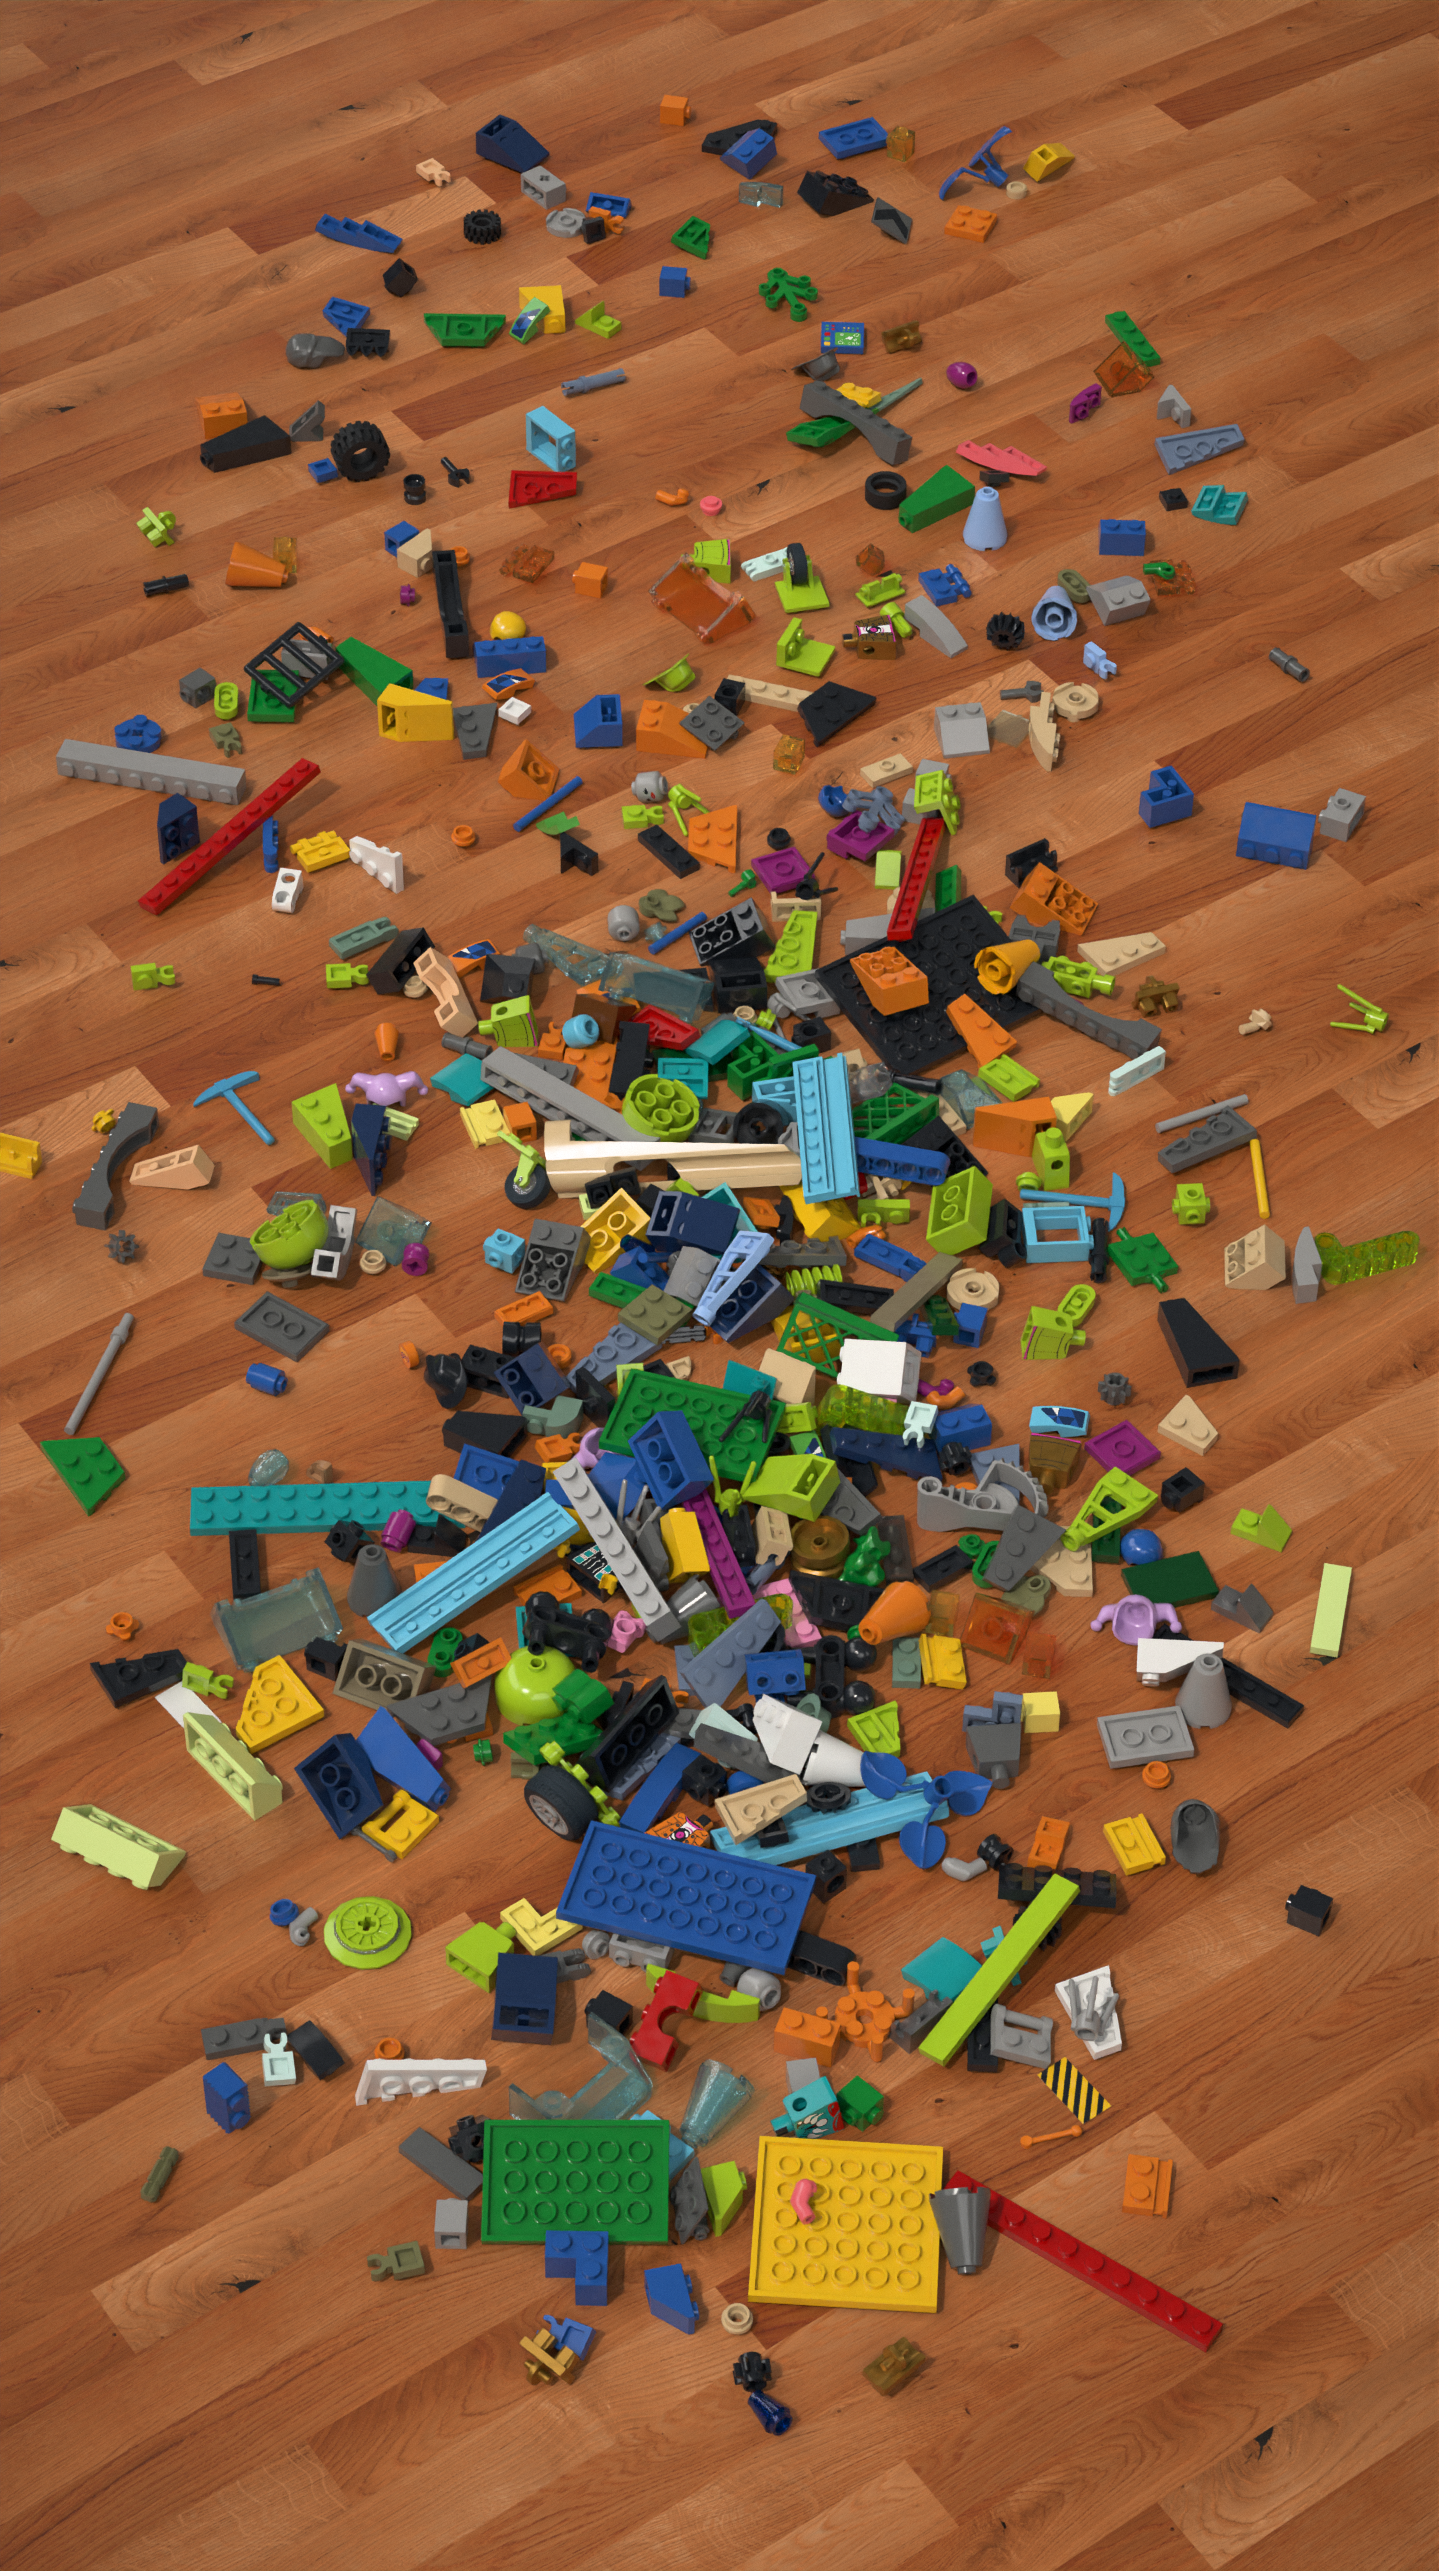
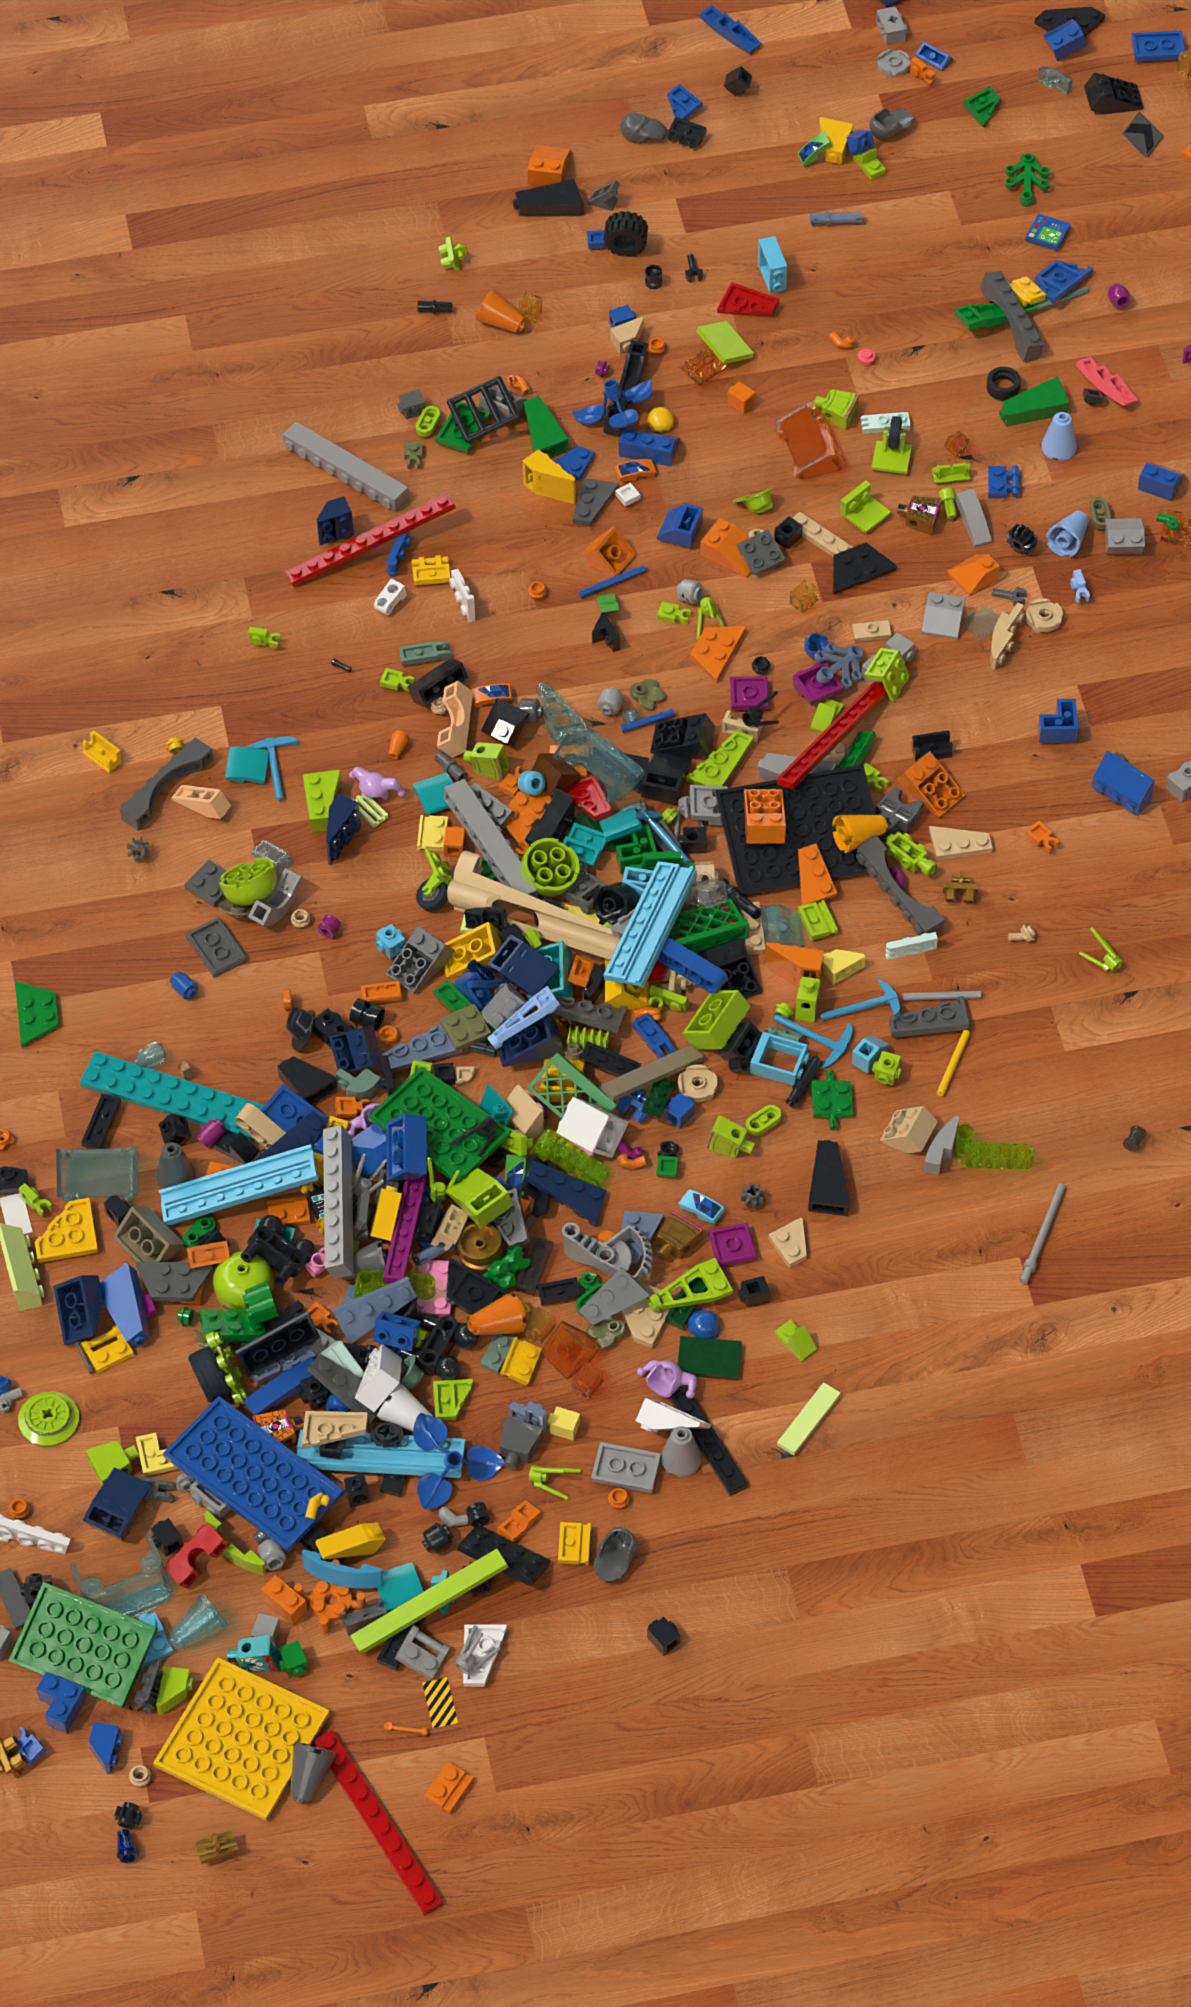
camera: 25 degrees right, 10 degrees up
(117, 1338) = (104, 918): light grey bar -> none
(129, 732) = (351, 423): blue plate -> none
(208, 1116) = (246, 764): none -> teal slope
(391, 1229) = (324, 897): clear light blue slope -> none
(464, 329) = (765, 141): green wing -> none
(468, 604) = (637, 394): none -> blue plant
(482, 226) = (826, 42): black tyre -> none
(538, 531) = (725, 342): none -> lime tile
(578, 301) = (860, 141): none -> blue brick
(593, 229) = (908, 76): black tile -> none
(599, 279) = (888, 124): none -> dark grey hair
(668, 851) = (677, 650): black plate -> none
(674, 282) = (944, 143): blue brick -> none
(745, 1013) = (657, 803): tan plate -> none
(748, 880) = (720, 694): green hand -> none
(792, 1904) = (315, 1502): none -> yellow arm
(800, 2197) = (216, 1712): coral arm -> none
(821, 367) = (1015, 257): dark grey piece -> none
(861, 1933) = (354, 1541): none -> yellow slope
(863, 1978) = (341, 1575): none -> dark azure slope
(887, 375) = (1060, 278): none -> blue wing
(901, 336) = (1092, 245): pearl gold hips -> none
(919, 1419) = (595, 1175): light aqua plate -> none
(955, 1458) = (611, 1210): black gear -> none
(960, 1896) = (437, 1538): none -> black head
(962, 1424) = (627, 1187): blue slope -> none
(971, 679) = (975, 573): none -> orange slope
(992, 1390) = (667, 1167): none -> green plate
(1044, 1779) = (540, 1474): none -> lime plant
(1142, 1130) = (890, 997): none -> dark azure piece
(1157, 1197) = (867, 1052): none -> medium azure slope
(1213, 917) = (1040, 835): none -> orange plate
(1244, 1608) = (748, 1395): flat silver slope -> none

